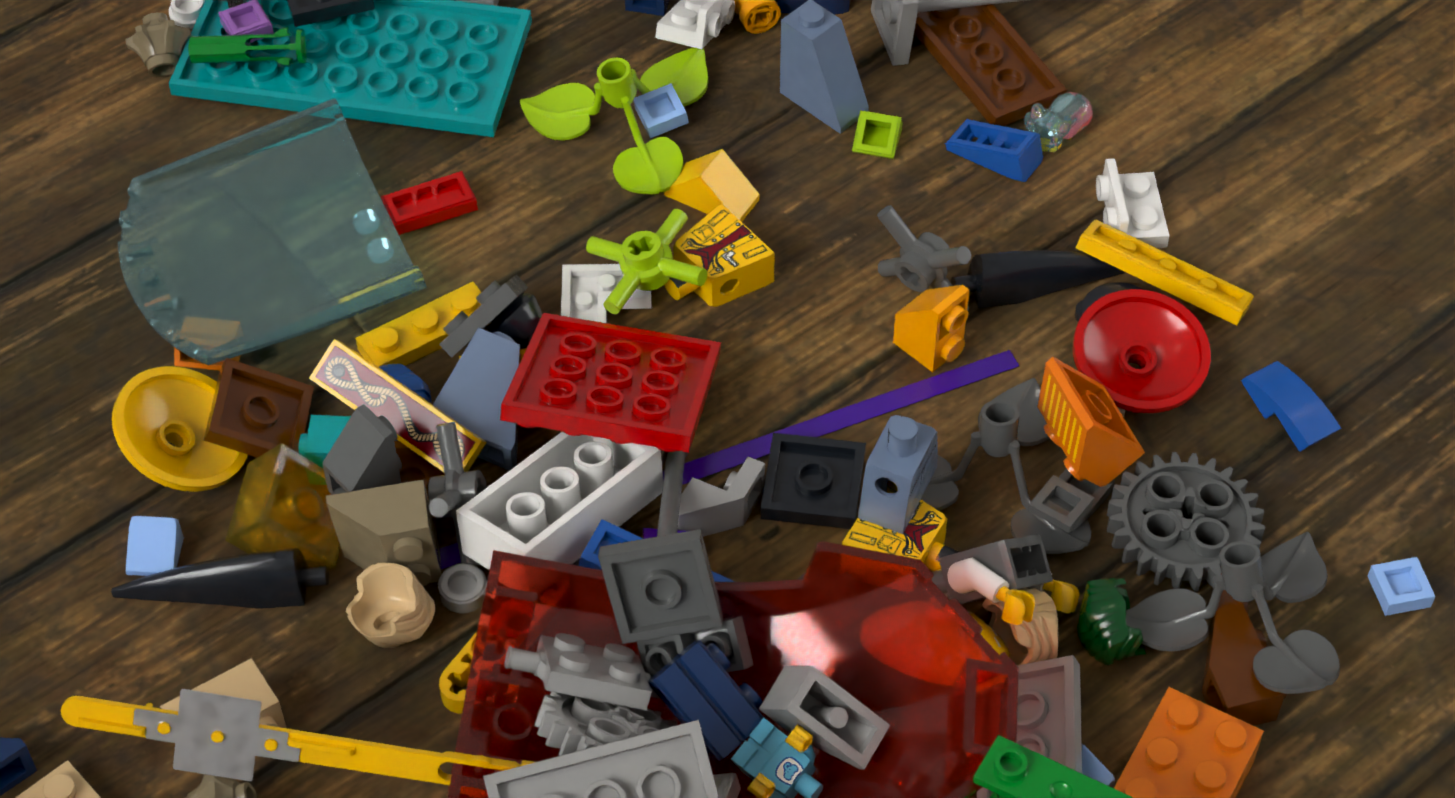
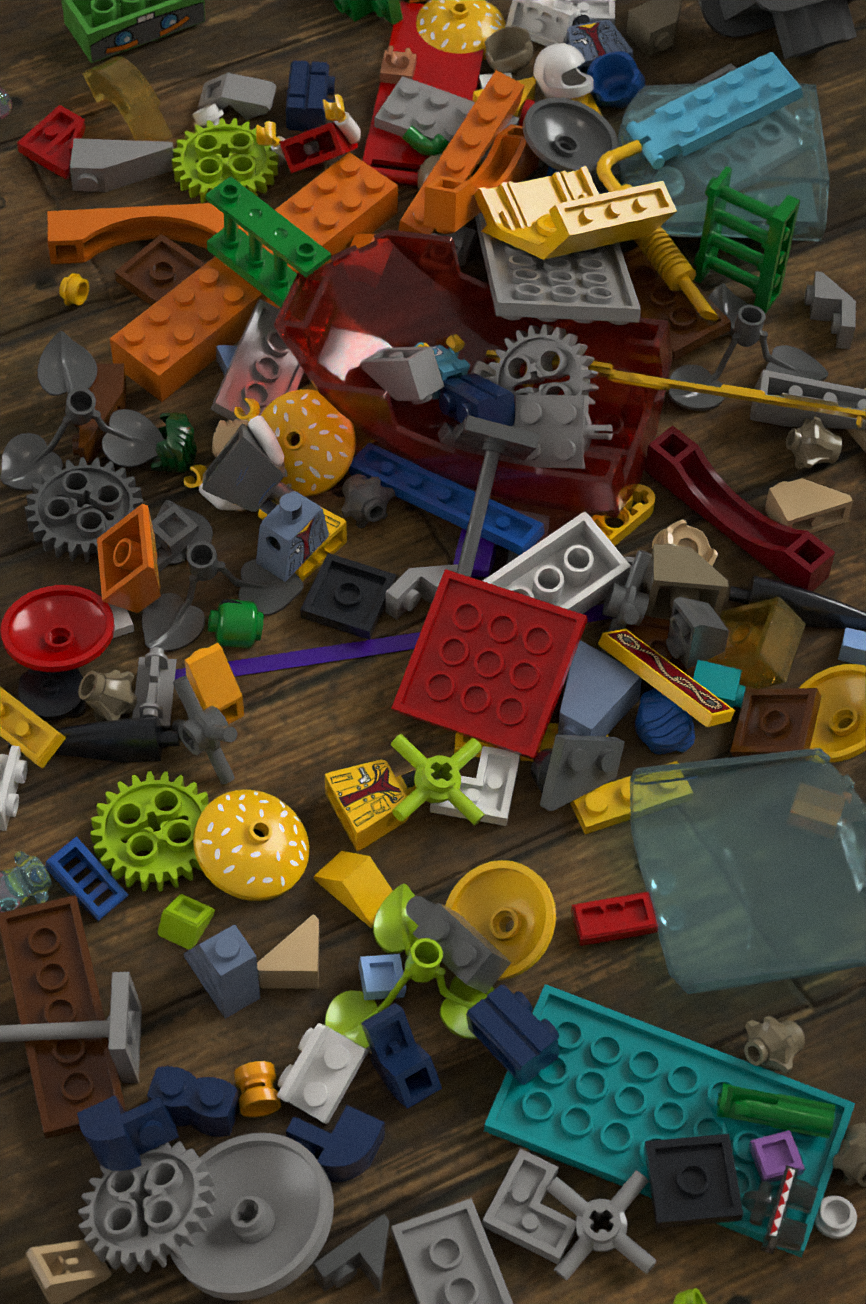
camera: 170 degrees left, 5 degrees up
(250, 109) = (773, 1044): none -> dark tan rock
(379, 710) = (787, 552): none -> dark red arch
(515, 59) = (513, 1033): none -> dark blue brick
(549, 158) = (502, 893): none -> yellow dish
(588, 123) = (463, 947): none -> dark grey brick
(620, 36) = (398, 1058): none -> dark blue brick
(753, 105) = (294, 960): none -> tan slope
(833, 195) = (241, 860): none -> yellow dish
(941, 410) = (236, 623): none -> green head
(944, 190) = (143, 803): none -> lime gear
(1002, 330) = (155, 686): none -> light grey hinge
(1050, 303) = (108, 694): none -> dark tan rock

